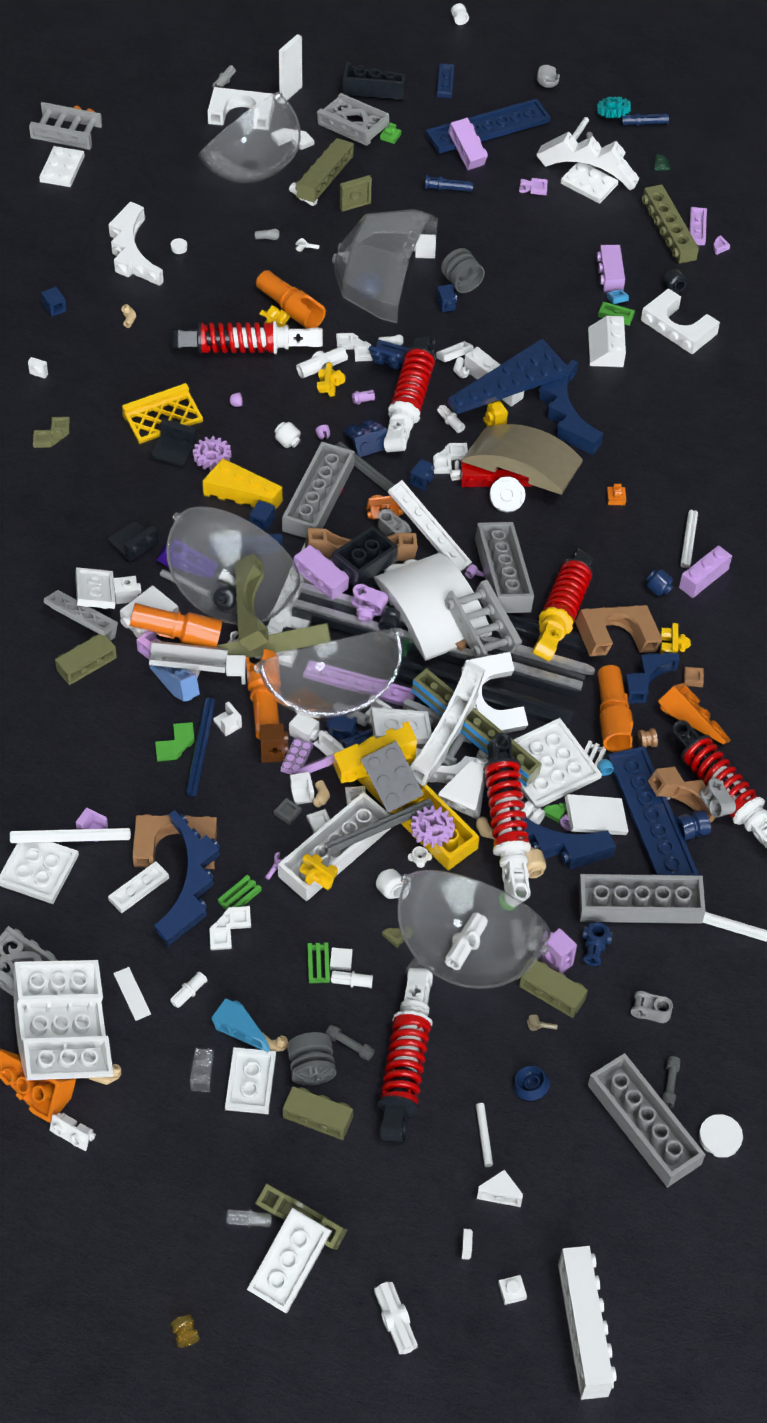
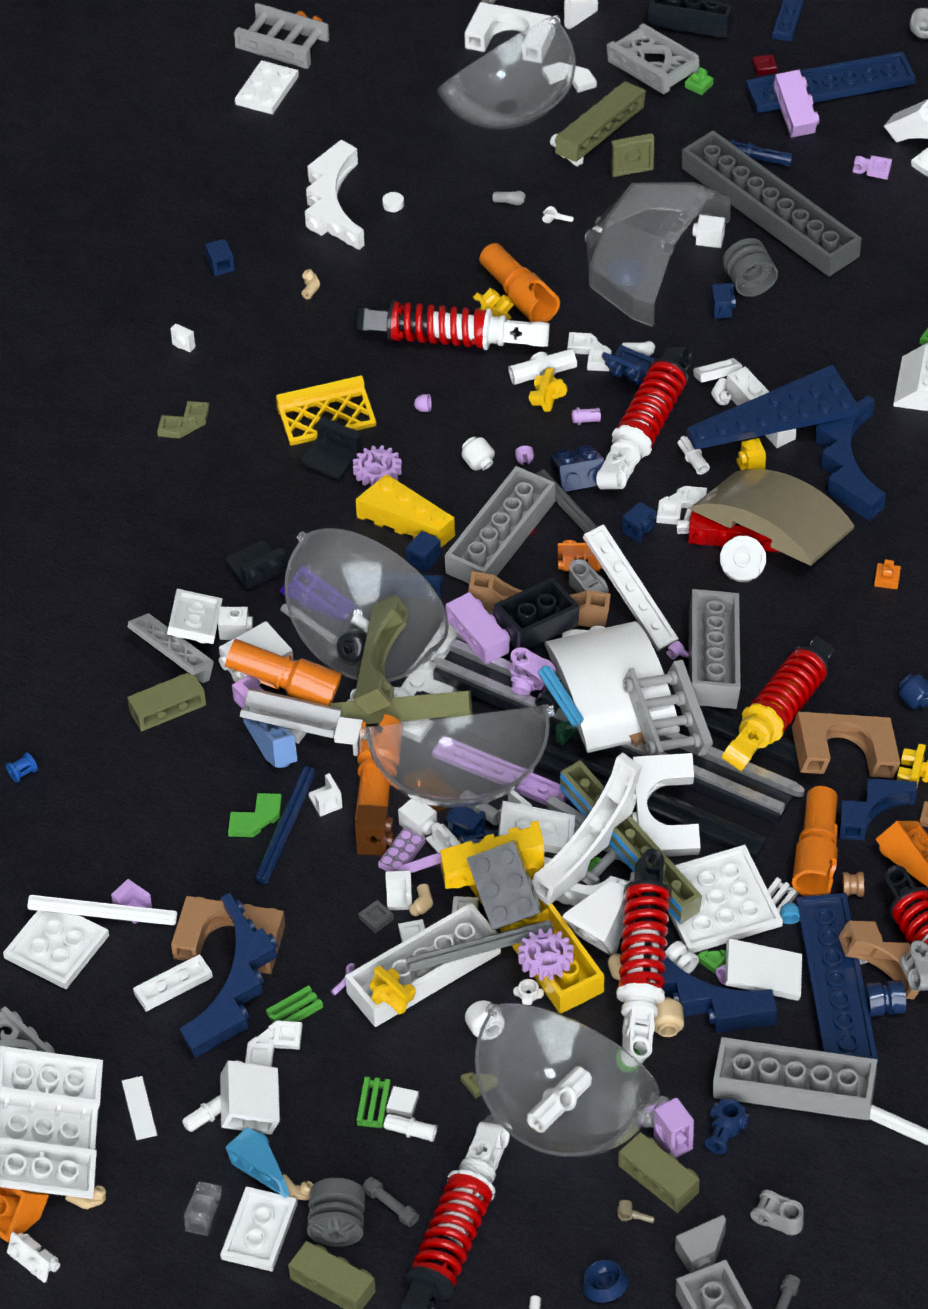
camera: 15 degrees right, 5 degrees down
(221, 973) = (249, 1097): none -> white brick
(399, 618) = (560, 696): none -> dark azure axle
(436, 117) = (764, 65): none -> dark red tile
(467, 220) = (771, 203): none -> dark grey brick
(599, 1043) = (701, 1245): none -> light grey slope

